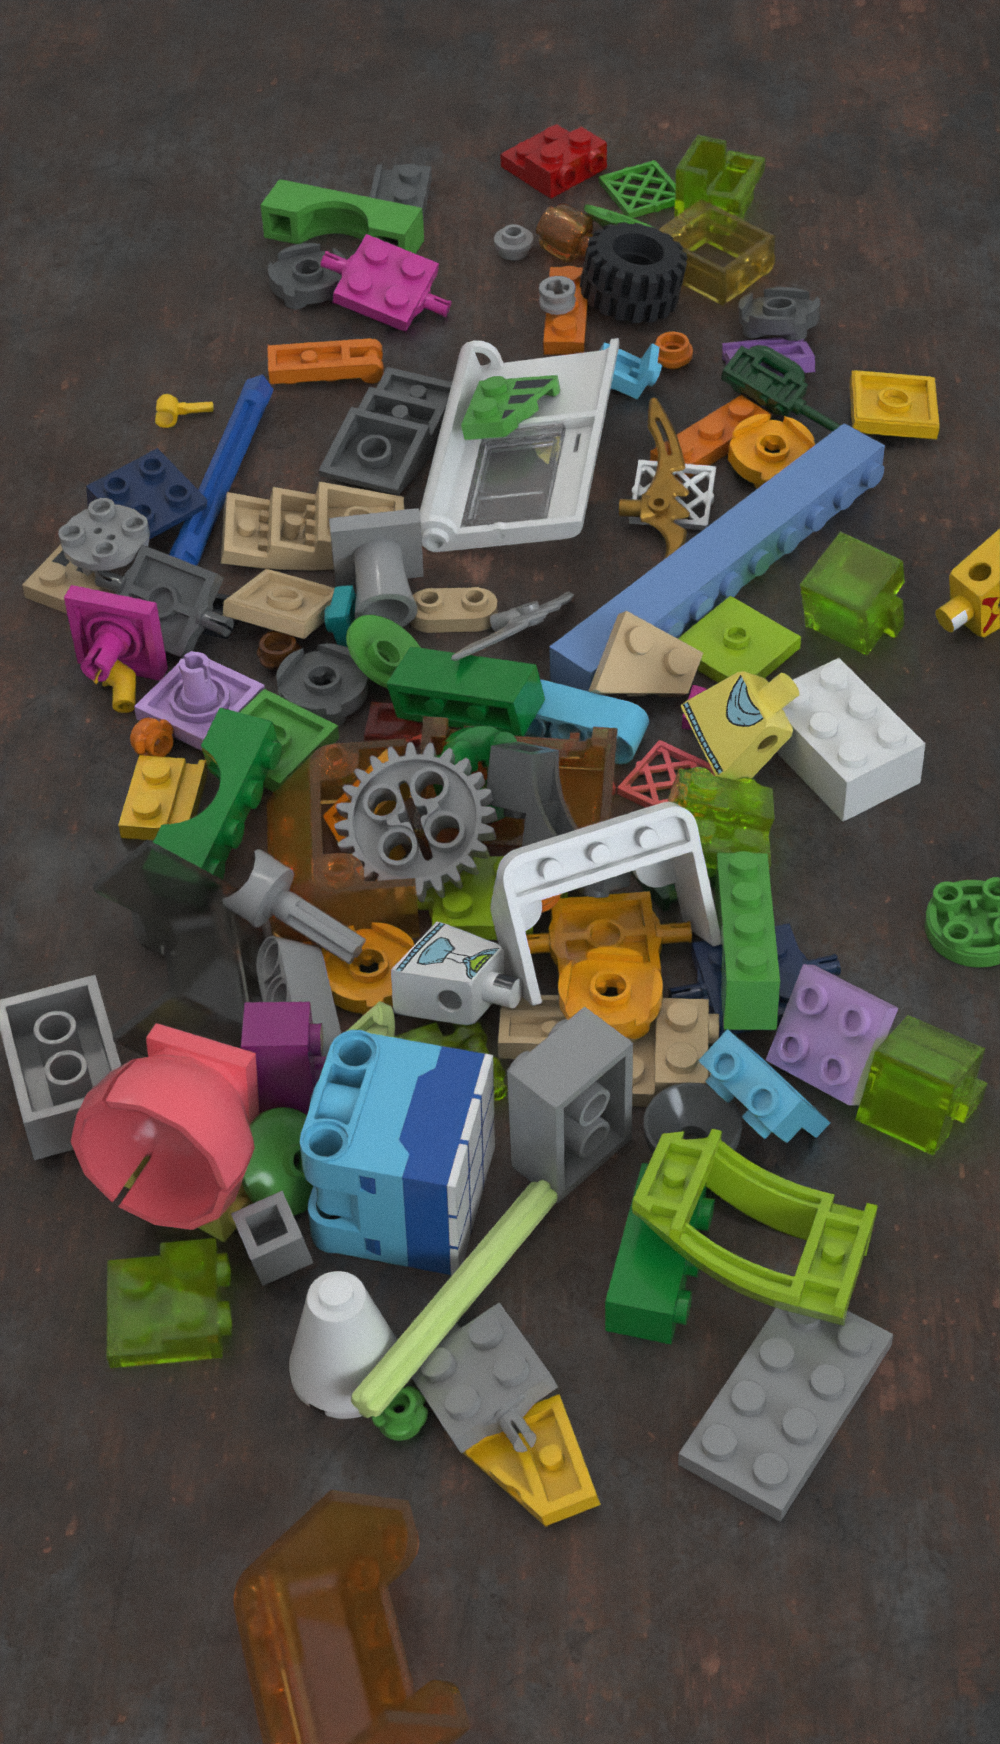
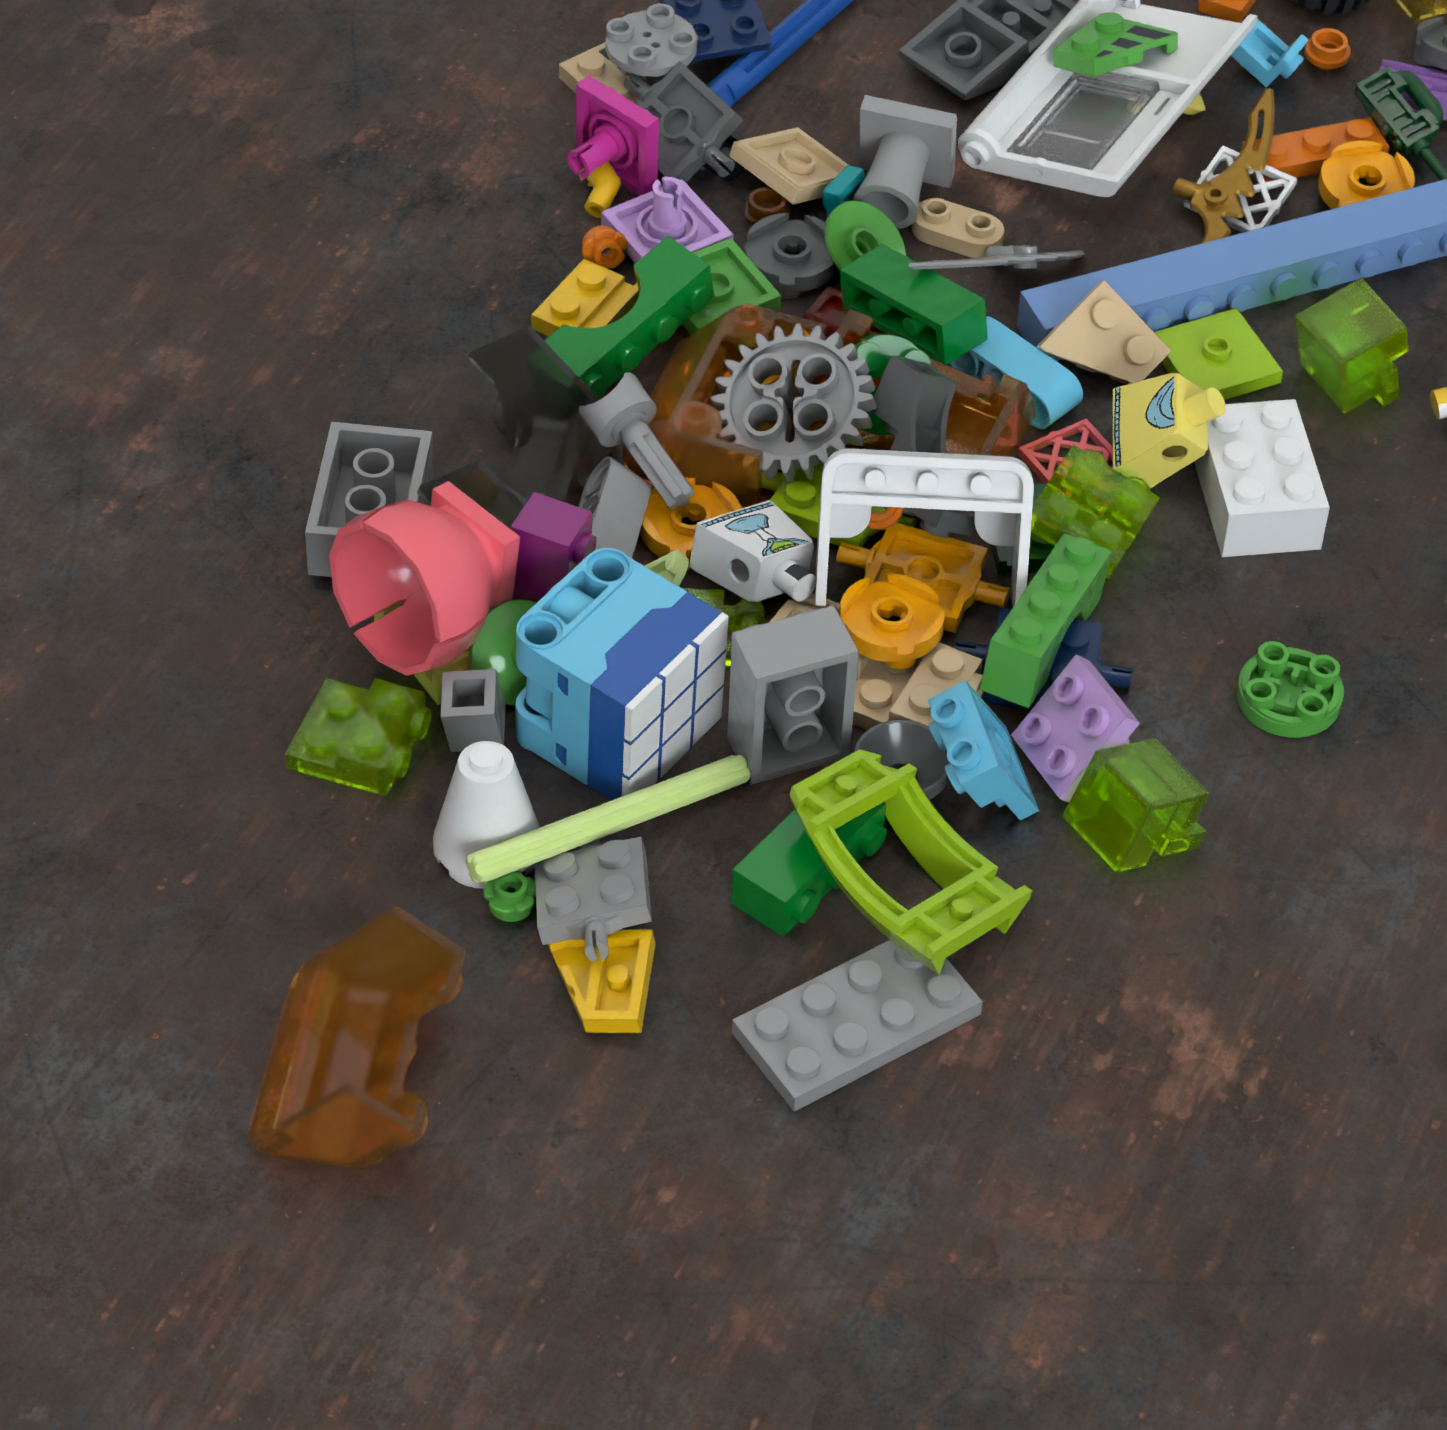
camera: 20 degrees right, 0 degrees up
(293, 525) = (829, 94): tan slope -> none

